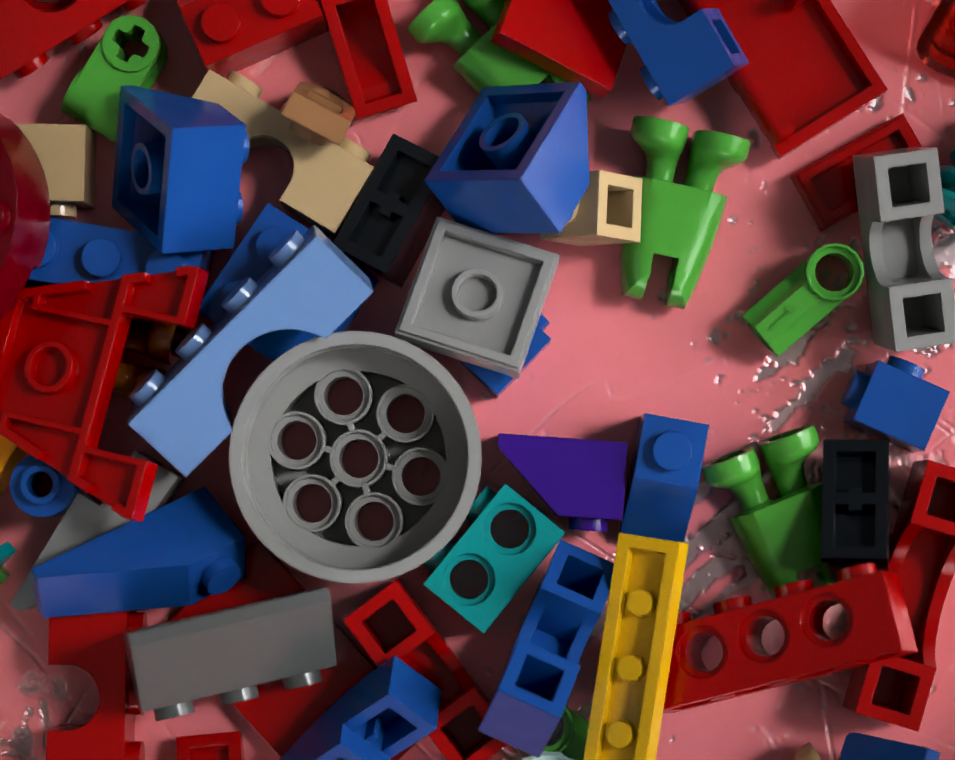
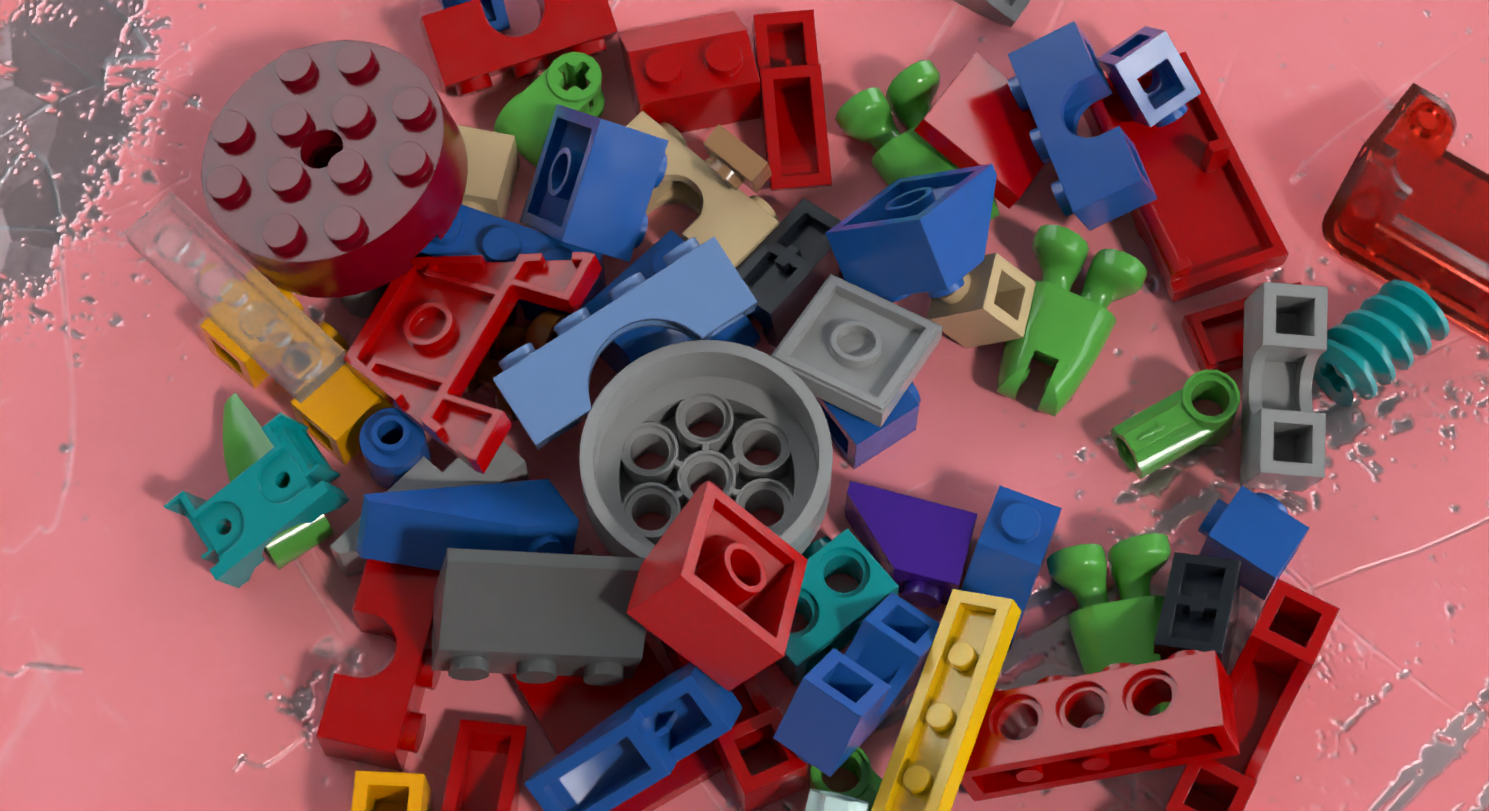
camera: 10 degrees right, 20 degrees down
(399, 605) = (720, 589): none -> red slope

